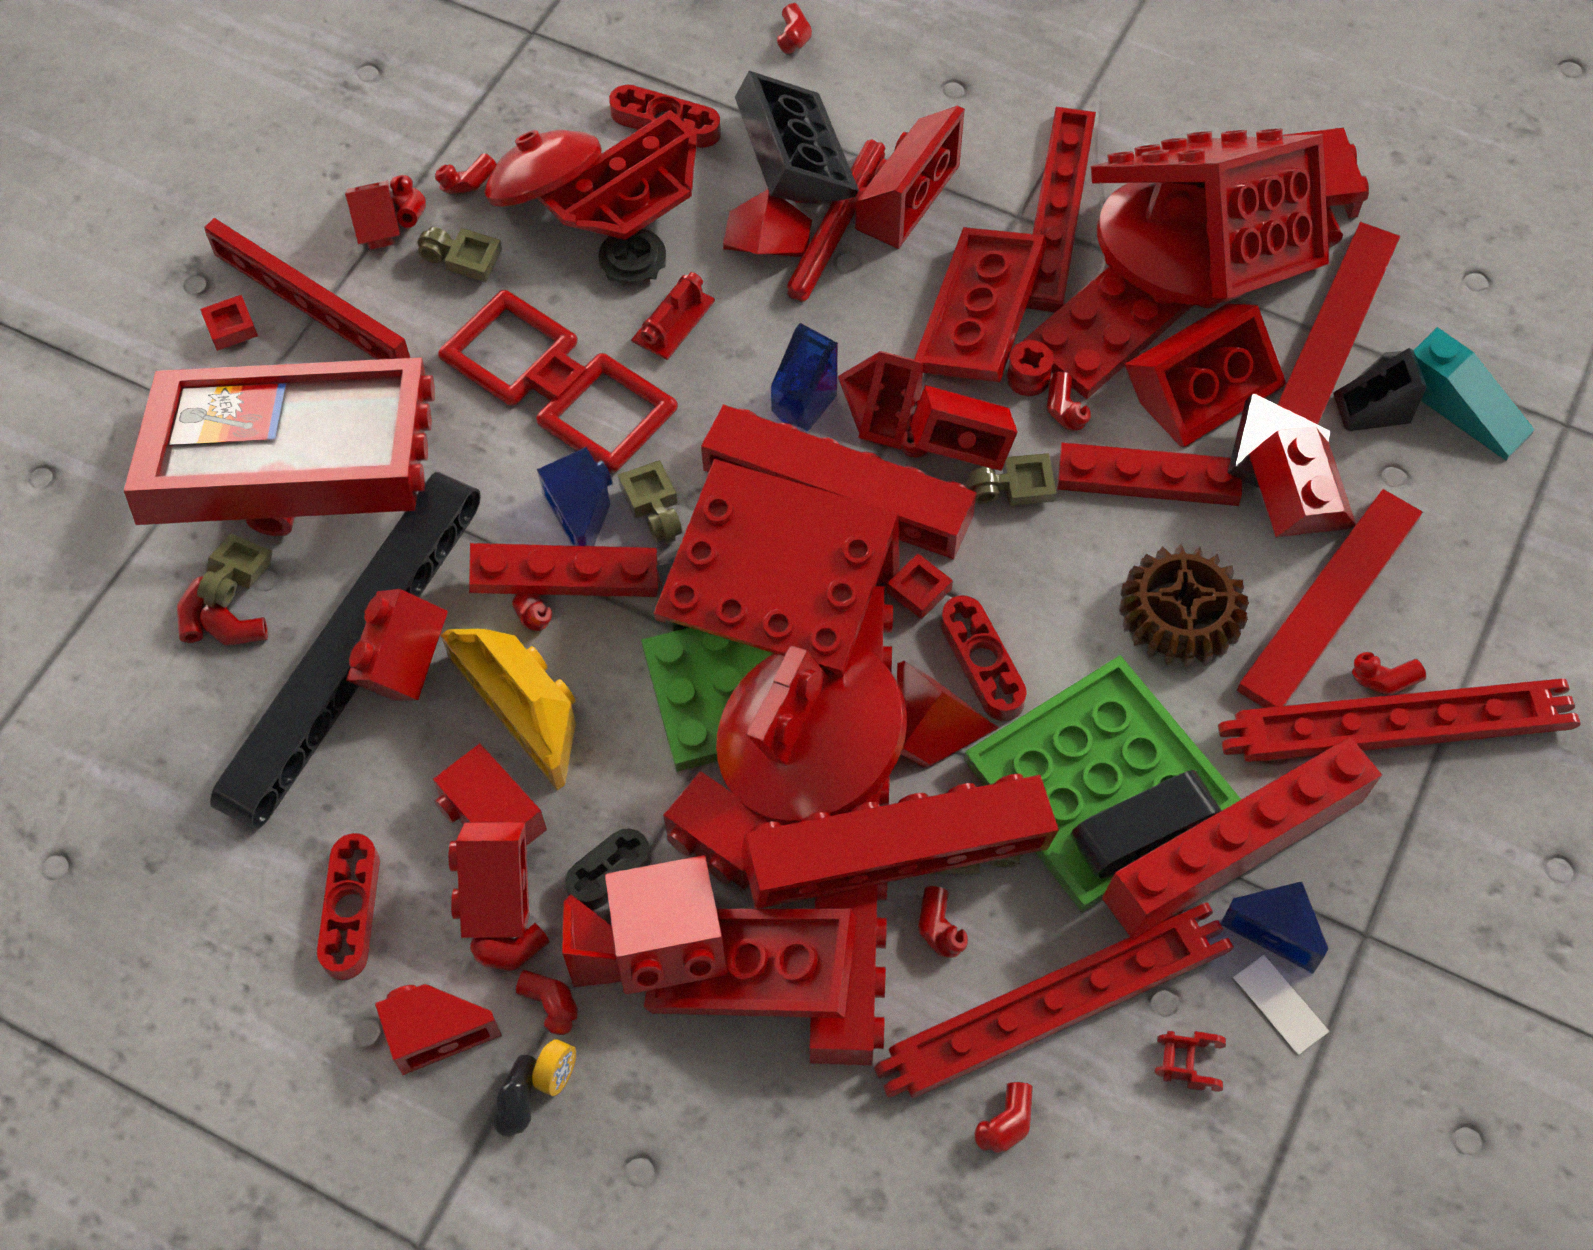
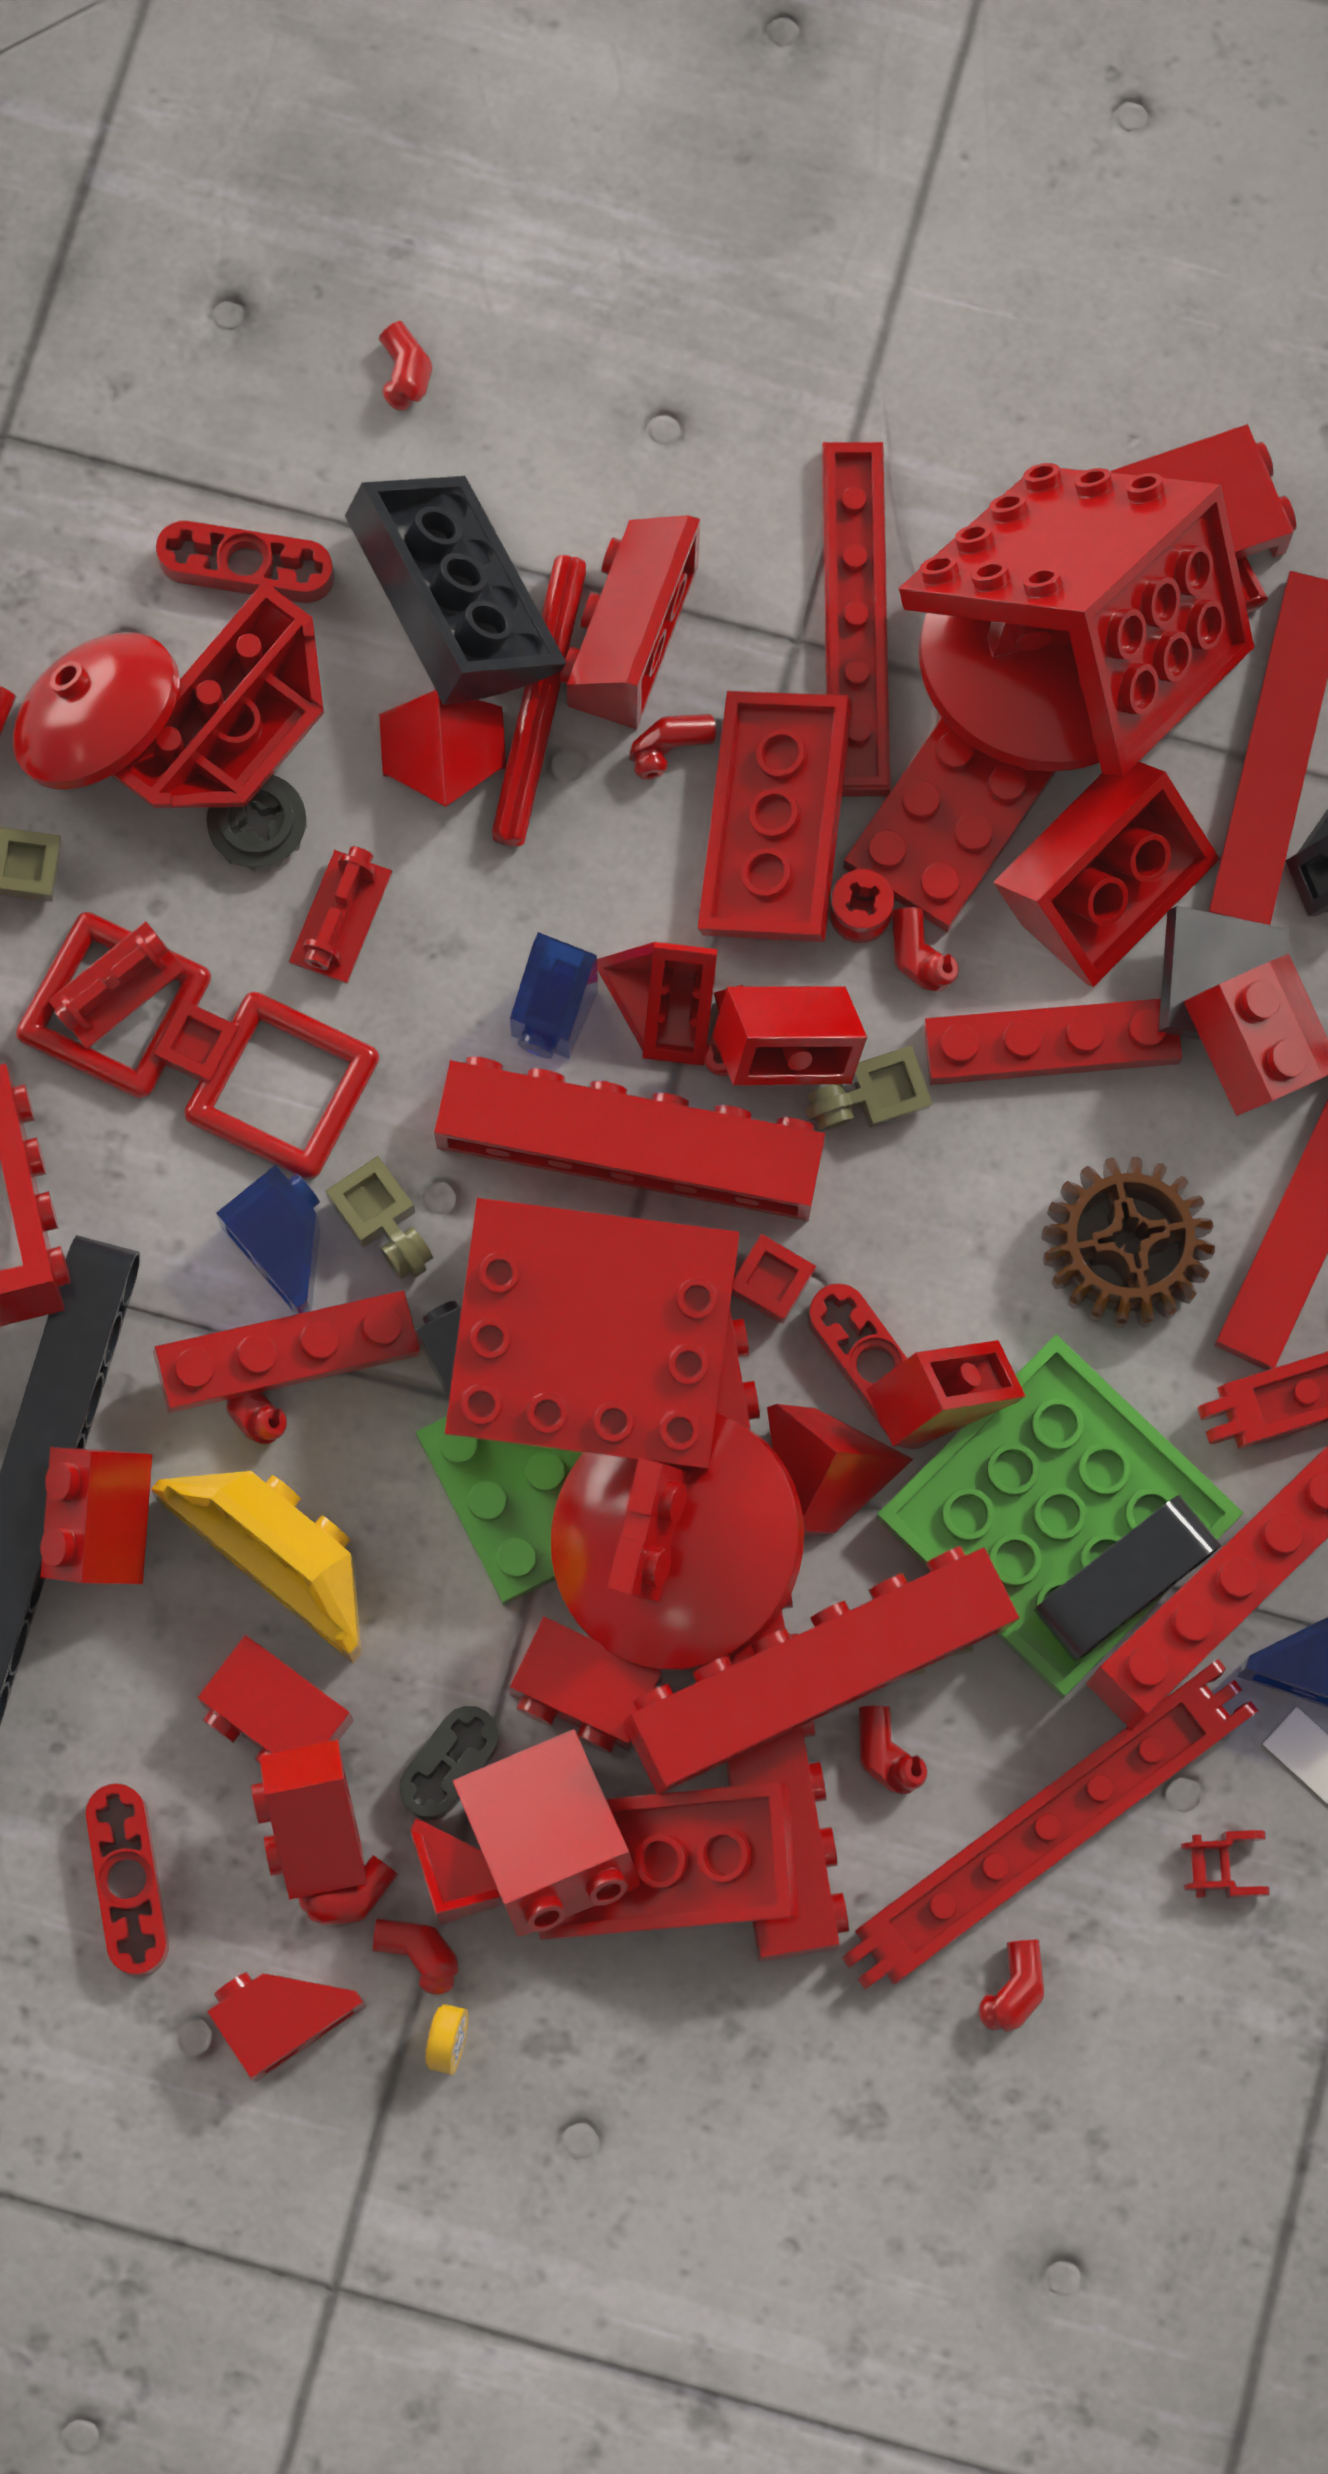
camera: 15 degrees left, 15 degrees up
(511, 329) = (116, 985): none -> red hinge
(515, 1098) = (408, 2087): black arm -> none
(914, 250) = (665, 734): none -> red arm
(1029, 671) = (944, 1391): none -> red slope

